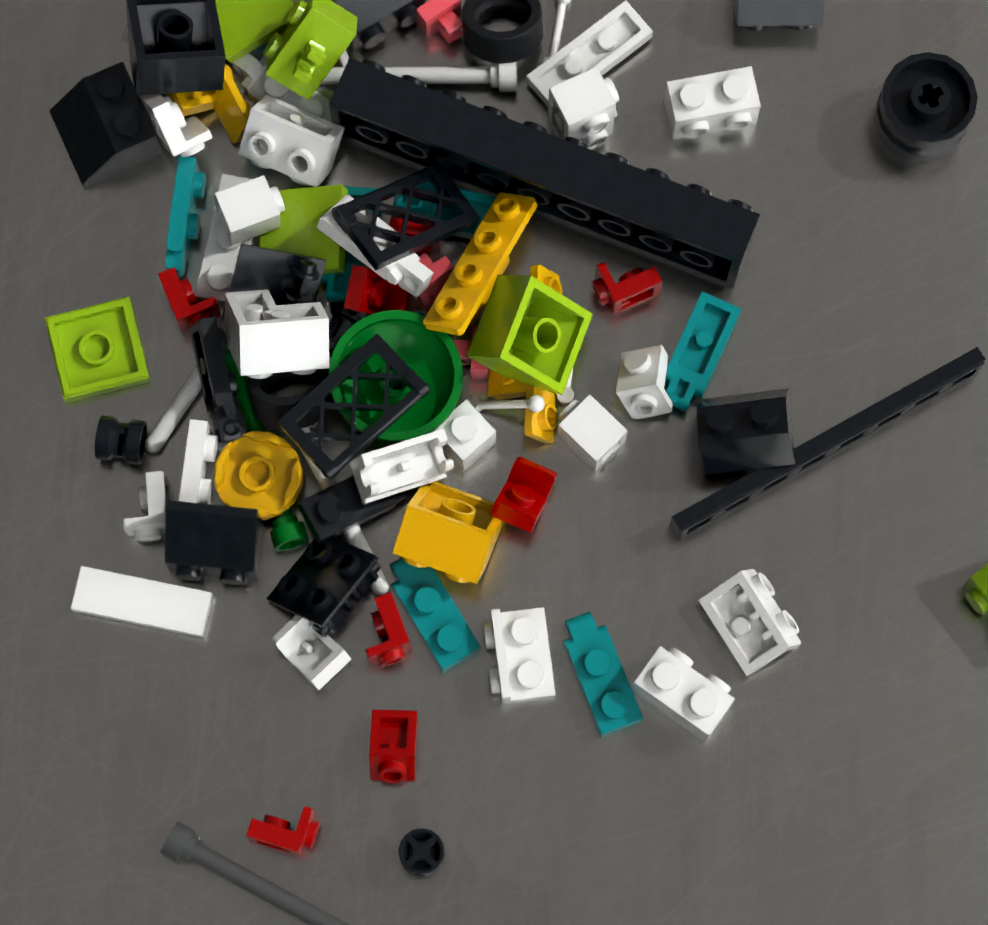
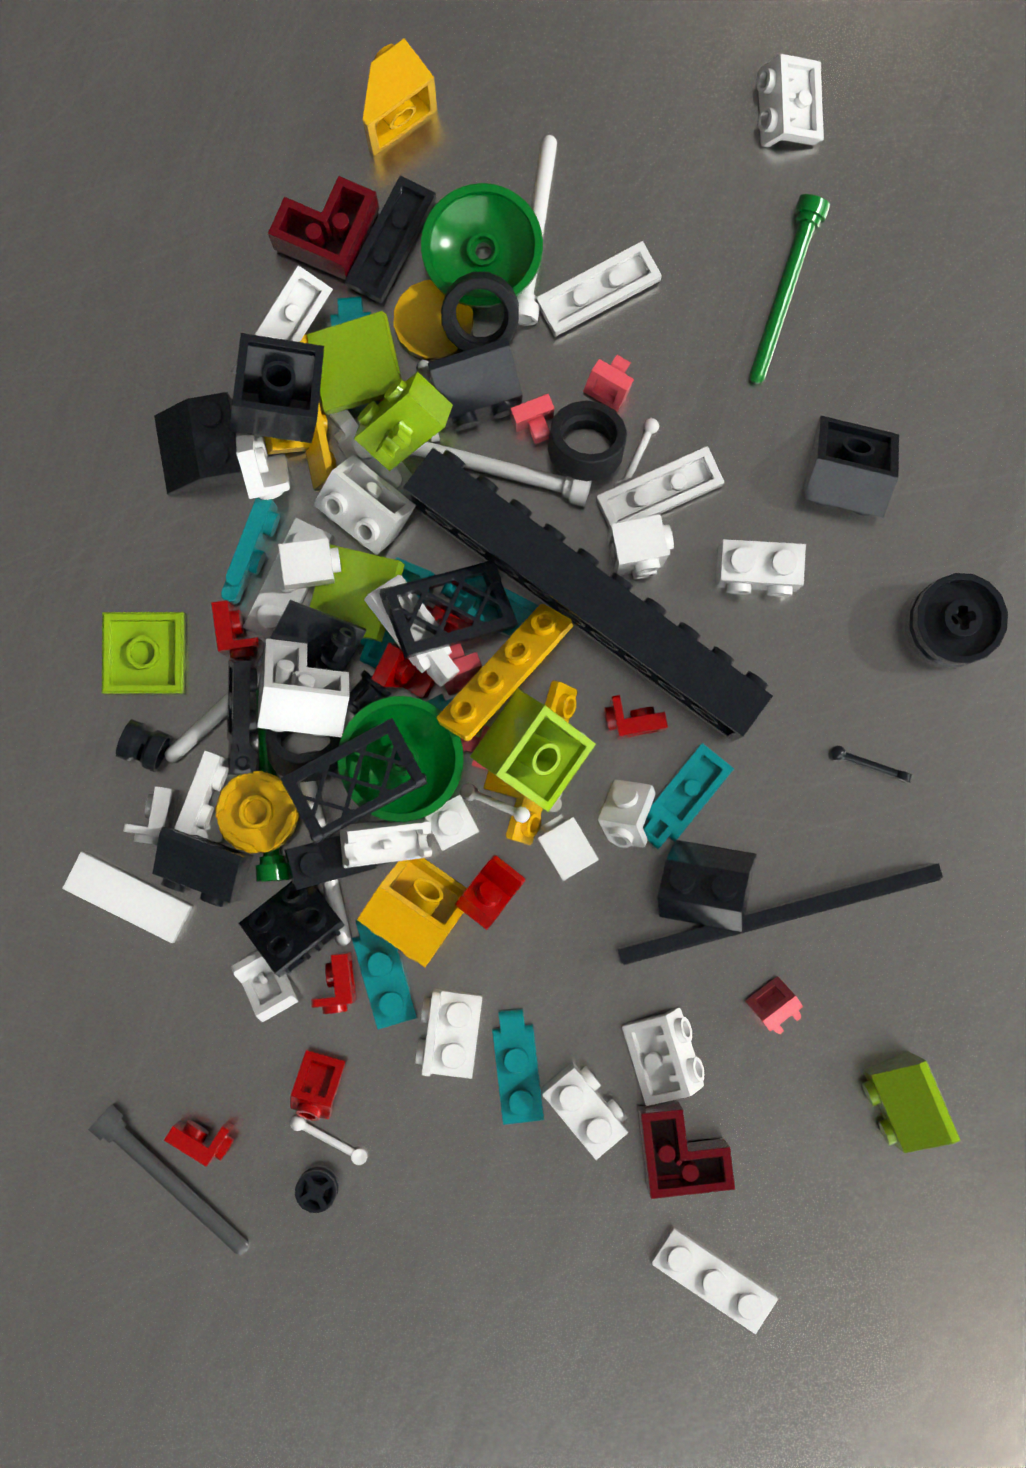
camera: 15 degrees right, 10 degrees up
(455, 810) = (358, 1155): none -> white hinge
(792, 723) = (679, 1166): none -> dark red brick
(845, 271) = (838, 753): none -> black hinge
(851, 536) = (775, 1004): none -> coral tile
(869, 841) = (714, 1279): none -> white plate

